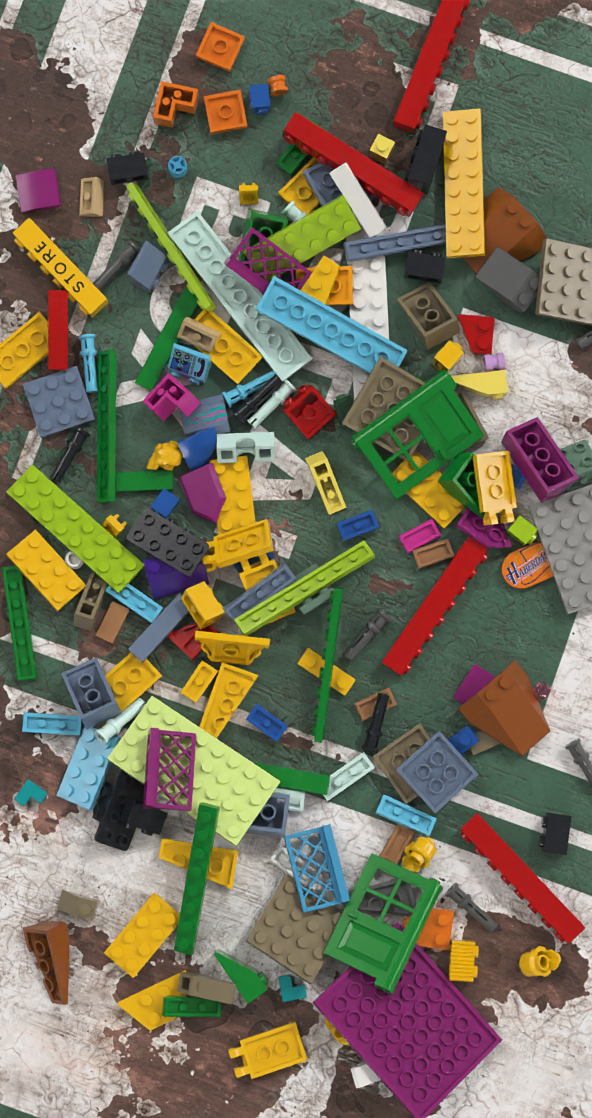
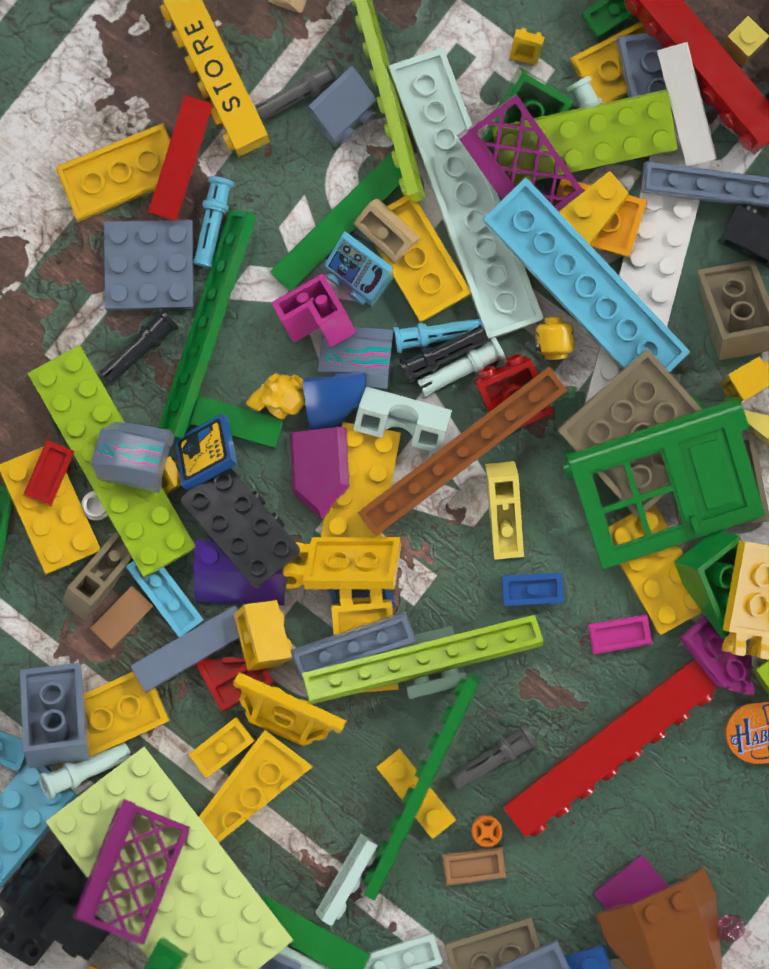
camera: 20 degrees right, 0 degrees up
(39, 548) = (48, 473): none -> red tile
(87, 520) = (132, 455): none -> sand blue slope
(131, 505) = (205, 452): none -> tile
(165, 504) = (256, 466): blue brick -> none
(266, 722) = (302, 842): blue plate -> none
(288, 454) = (462, 451): none -> dark orange plate
(301, 736) = (347, 879): none -> light aqua plate
(323, 368) = (555, 338): none -> yellow head
(374, 731) = (458, 908): black pin -> none
(378, 678) = (490, 834): none -> orange wheel
(433, 553) = (631, 667): medium nougat tile -> none

